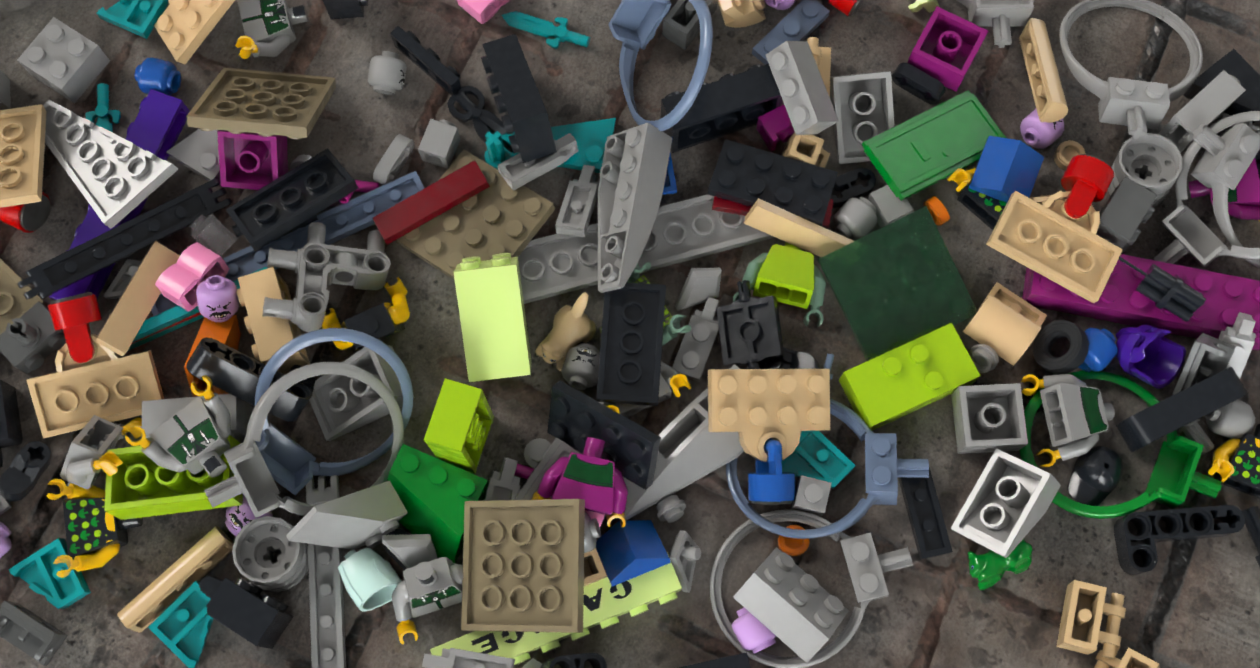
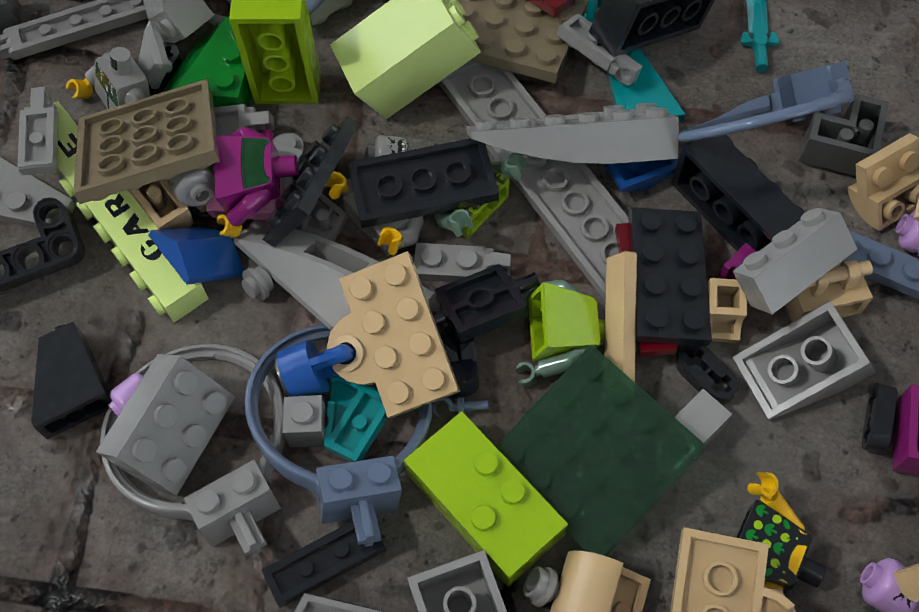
camera: 75 degrees right, 10 degrees down
(368, 578) = (118, 28): light aqua helmet -> none
(568, 330) = (424, 130): tan animal -> none
(578, 204) = (565, 99): light grey hinge -> none
(683, 558) = (203, 310): light grey piece -> none
(699, 286) = (522, 243): light grey piece -> none
(793, 546) = (242, 426): orange tile -> none
(855, 218) = (667, 384): light grey head -> none
(932, 144) = (807, 452): green piece -> none
(937, 210) = (716, 480): orange tile -> none
(1006, 168) = (805, 547): blue slope -> none

